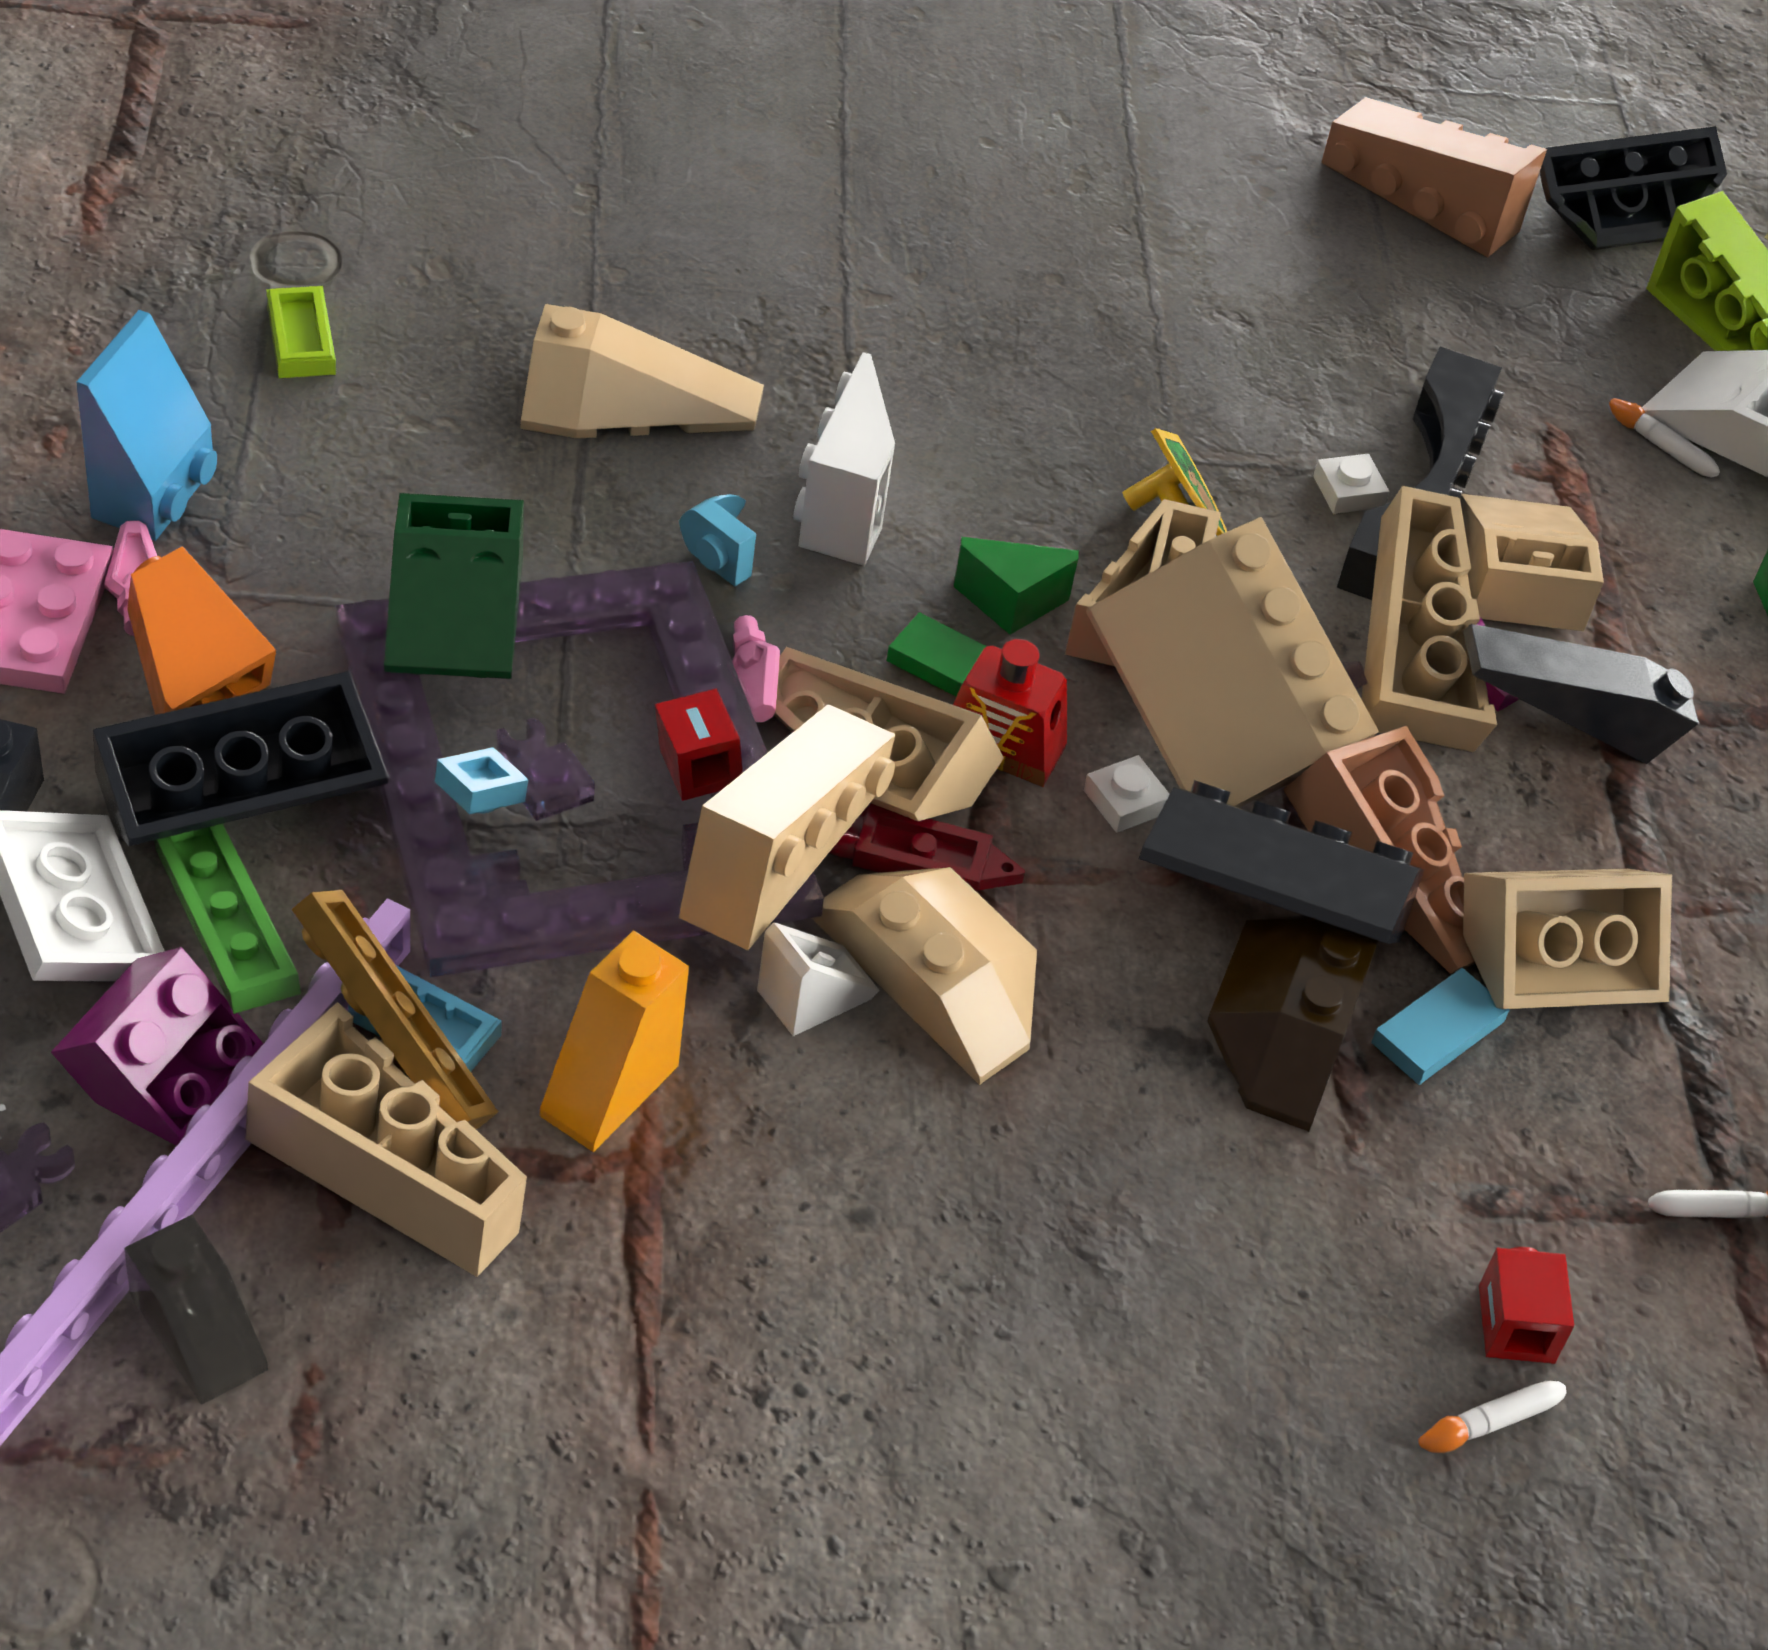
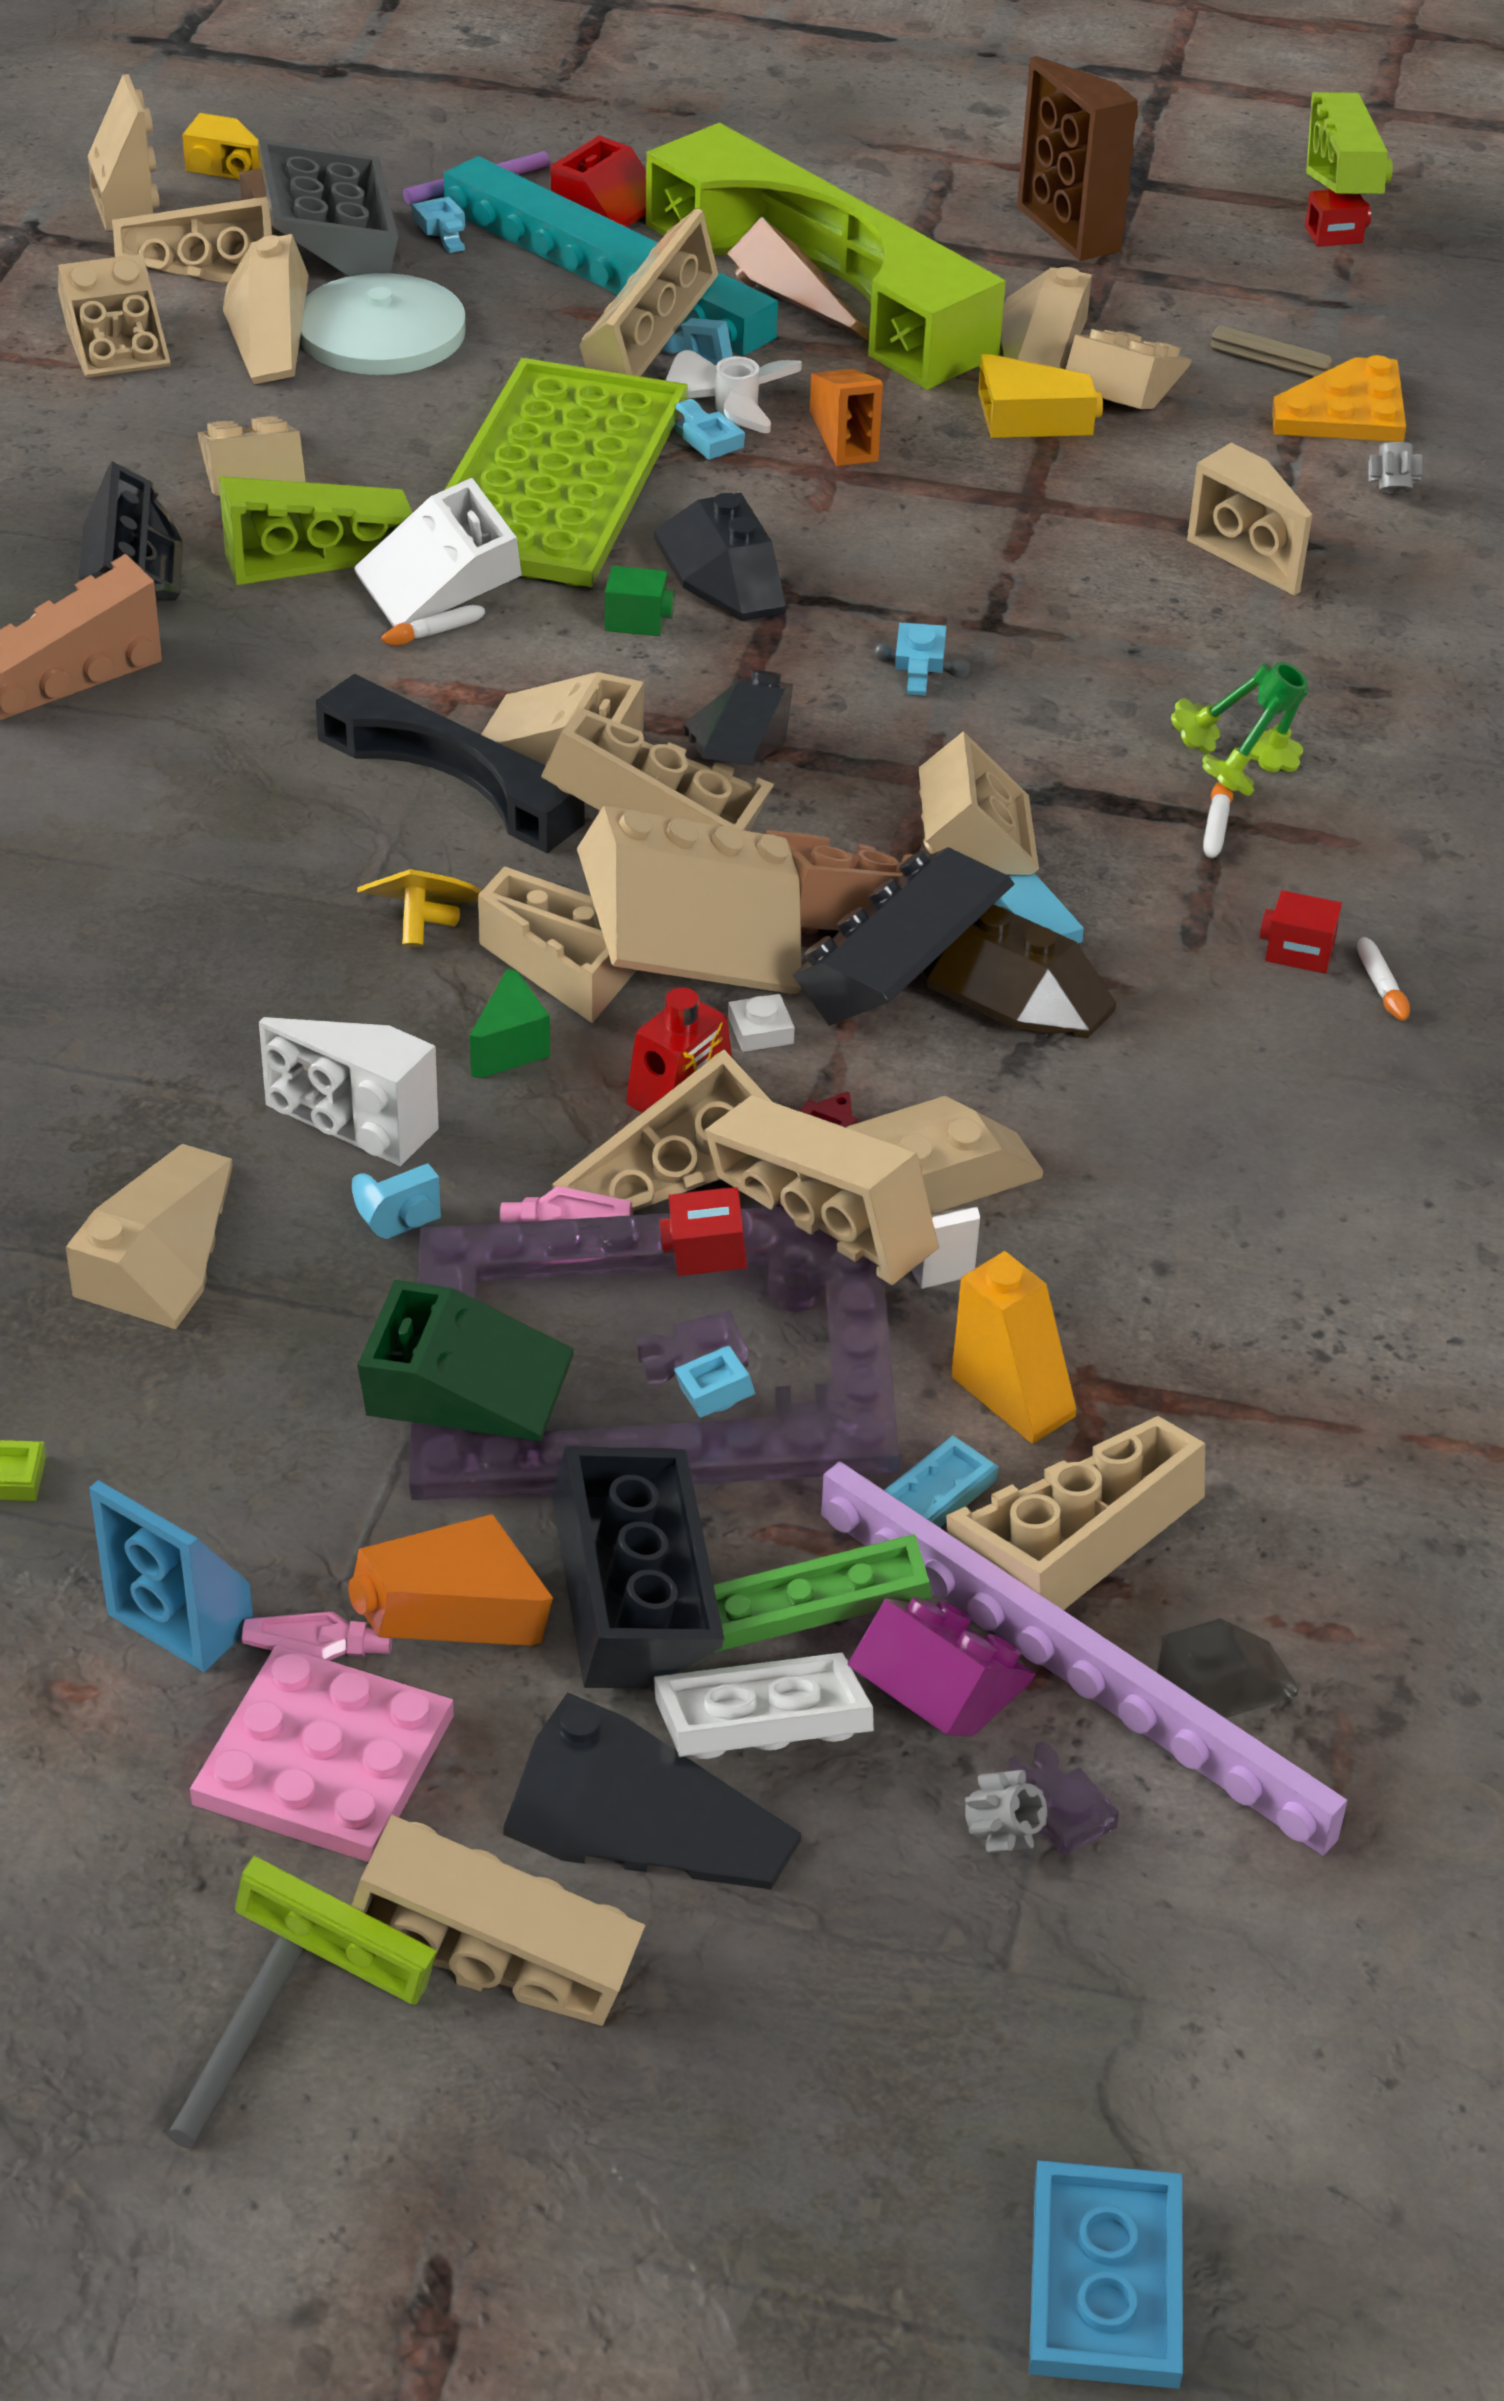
camera: 70 degrees left, 5 degrees down
(383, 995) = (941, 1486): pearl gold plate -> none
(934, 653) = (581, 1092): green tile -> none
(1350, 483) = (433, 809): white plate -> none

